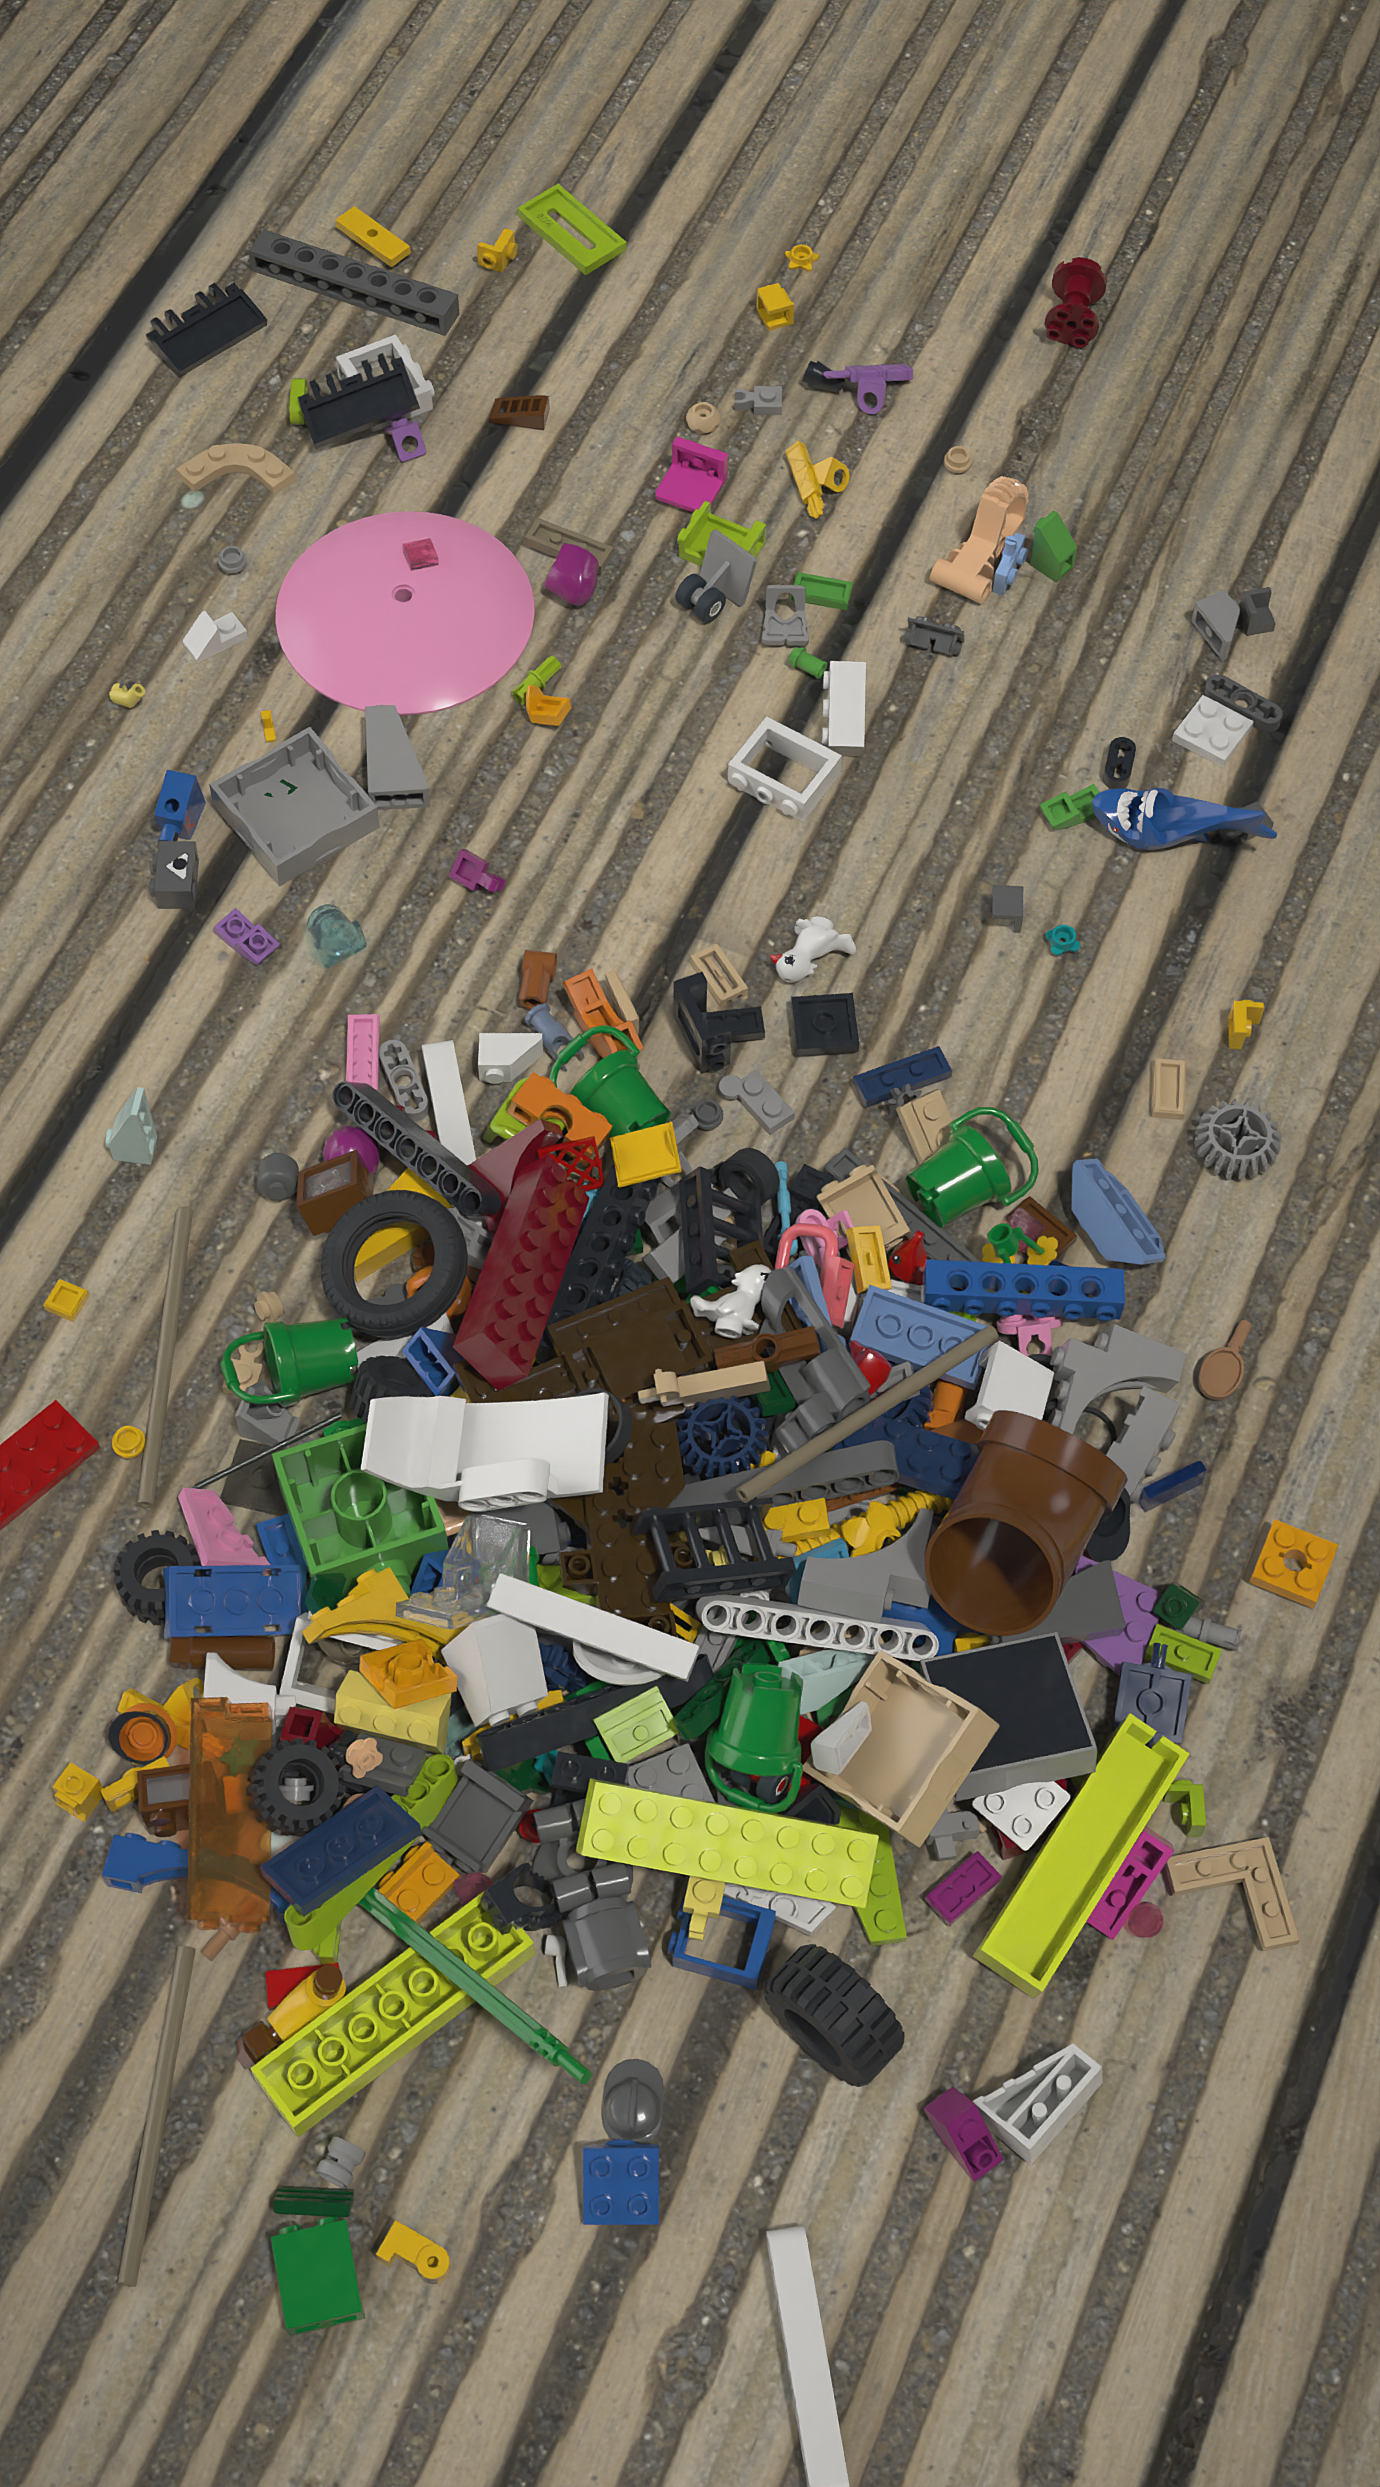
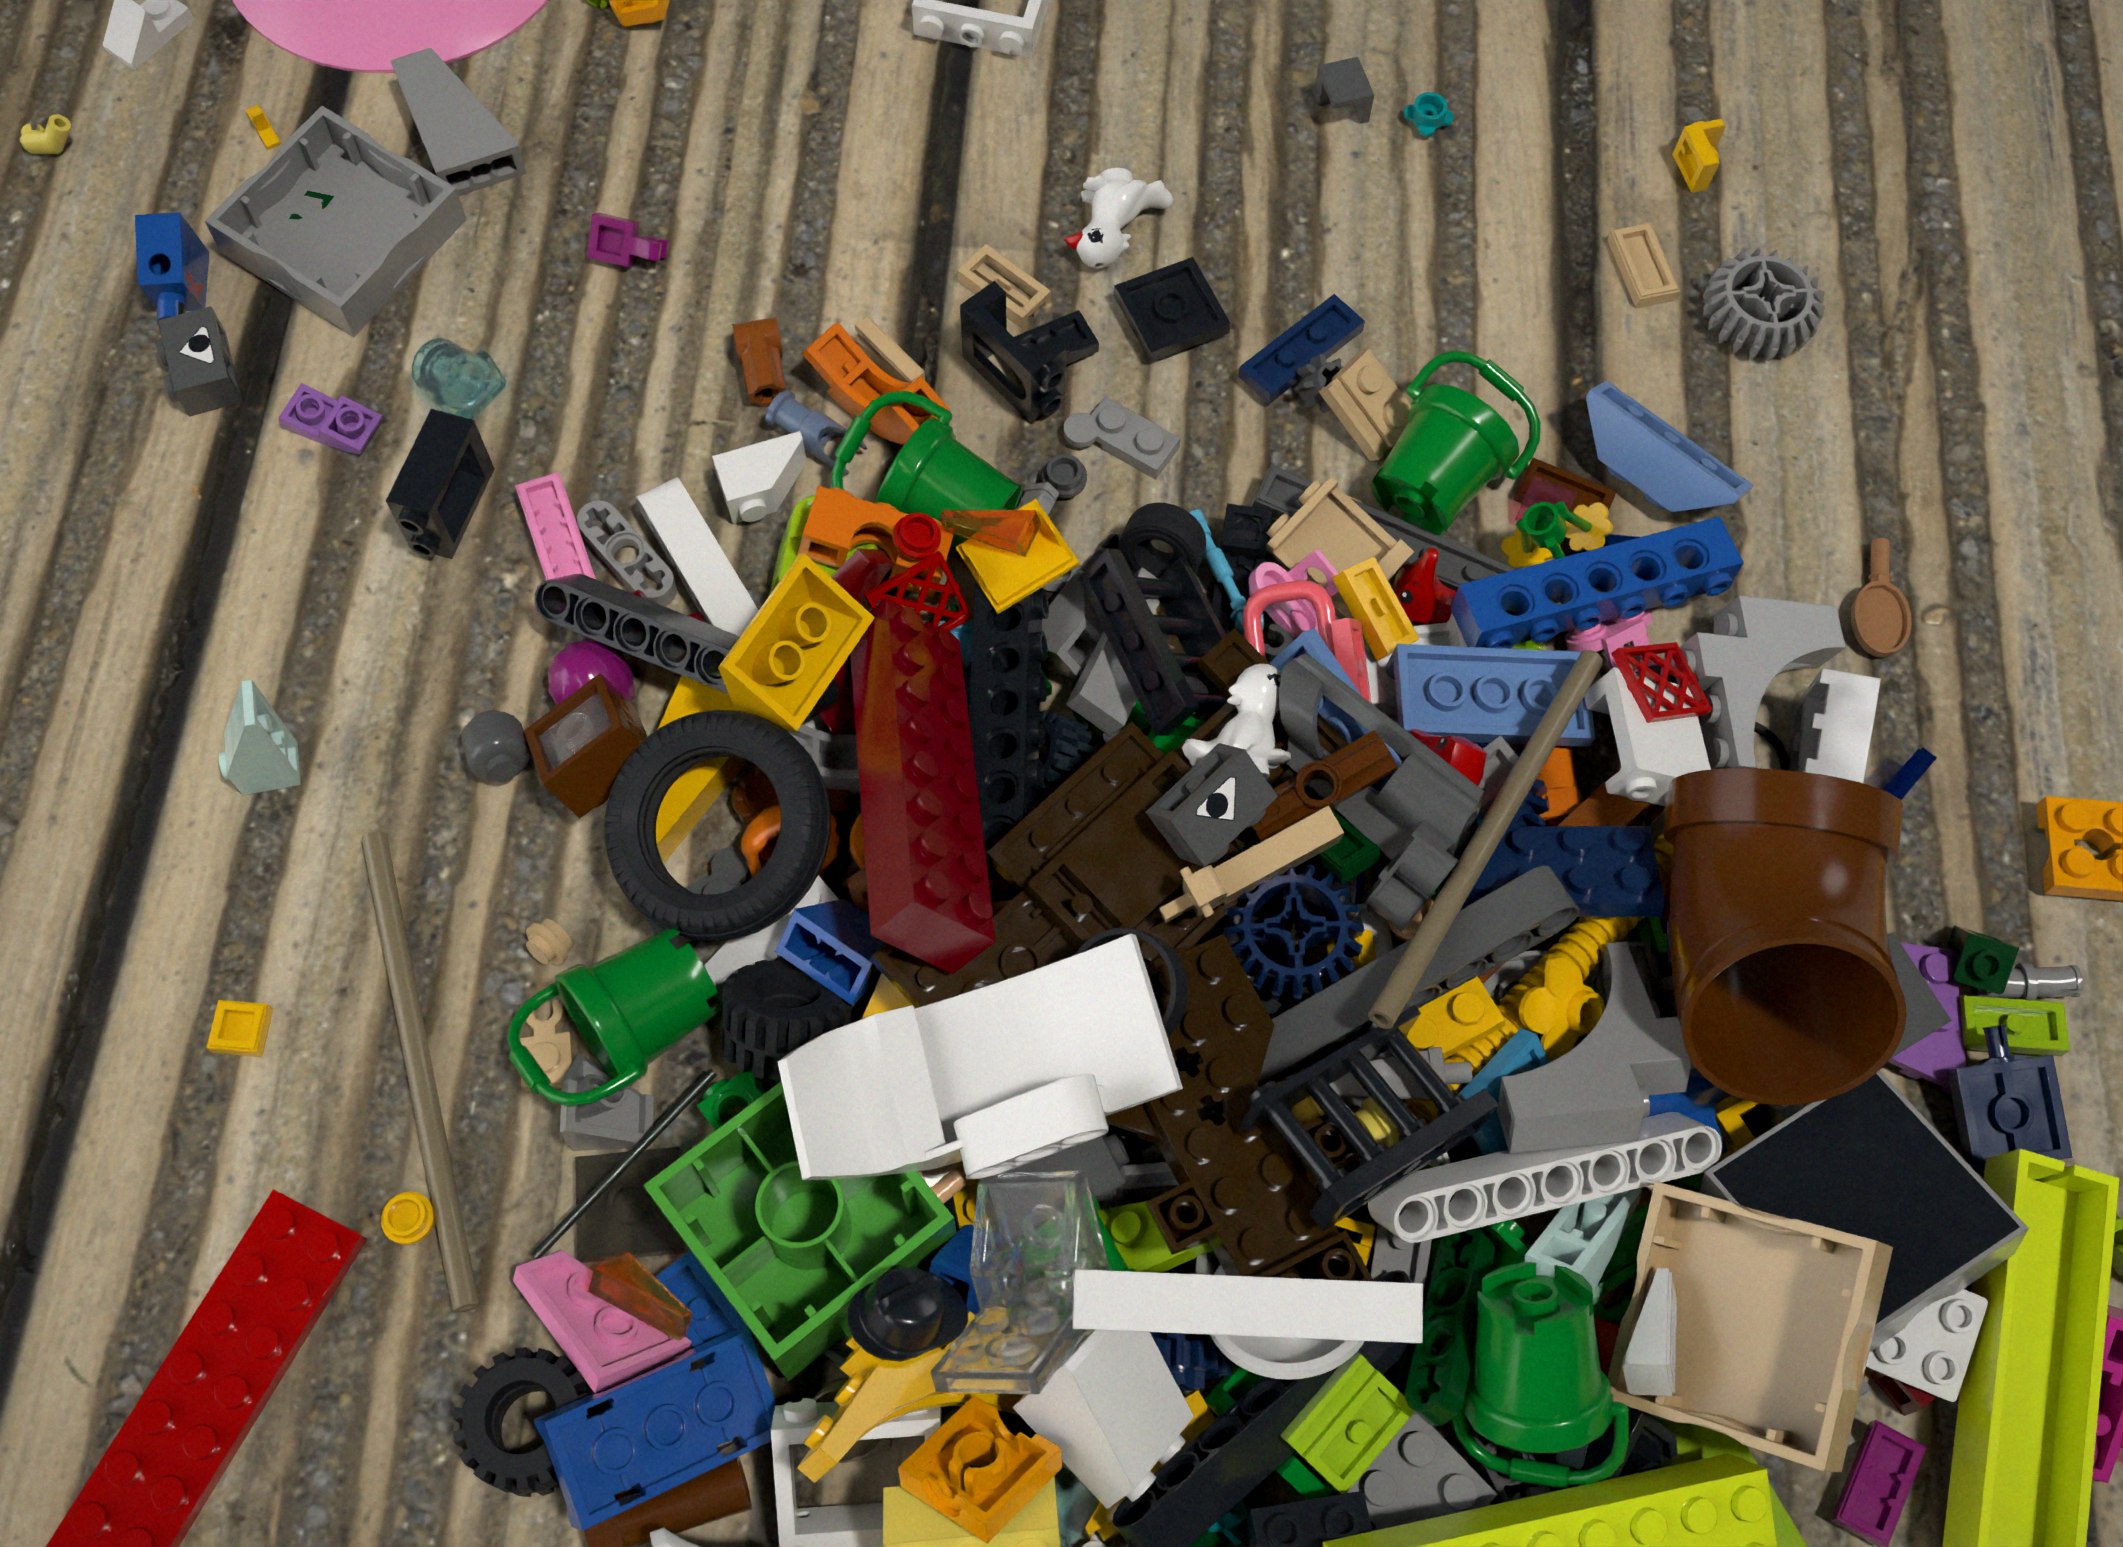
camera: 20 degrees left, 5 degrees up
(249, 1527) = (637, 1292): none -> clear orange piece
(300, 1000) = (440, 484): none -> black window
(325, 1591) = (807, 1385): dark green bracket -> none
(397, 1571) = (906, 1314): none -> black piece
(478, 1166) = (794, 646): none -> yellow slope
(584, 1122) = (917, 536): none -> red plate
(638, 1133) = (998, 528): none -> clear orange piece
(692, 1339) = (1212, 805): none -> dark grey brick
(1052, 1364) = (1699, 705): none -> red window

